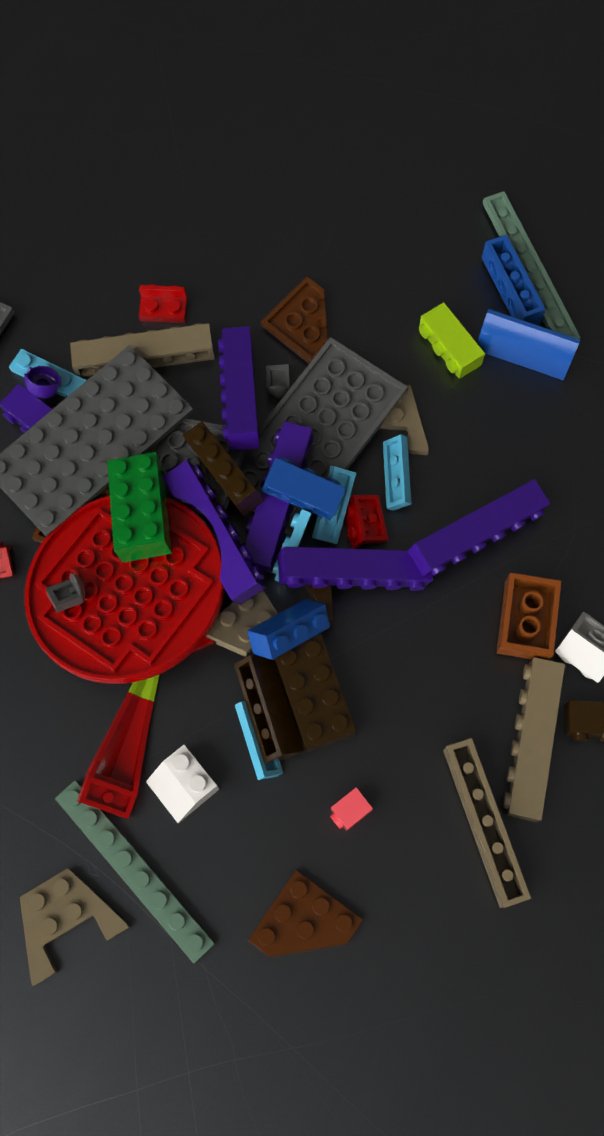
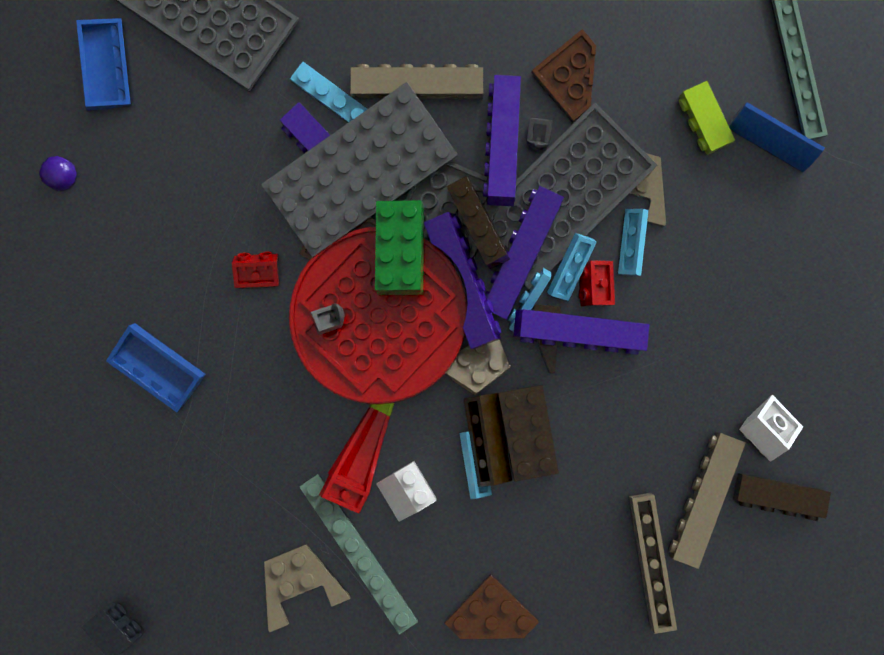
camera: 10 degrees right, 15 degrees up
(42, 381) = (322, 104): dark purple hair -> none
(163, 303) = (441, 35): red bracket -> none
(288, 629) = (515, 377): blue brick -> none
(303, 488) = (548, 255): blue brick -> none
(350, 810) = (543, 534): coral brick -> none
(479, 527) = (696, 310): dark purple brick -> none
(512, 280) = (776, 68): blue brick -> none
(529, 617) = (723, 396): dark orange brick -> none

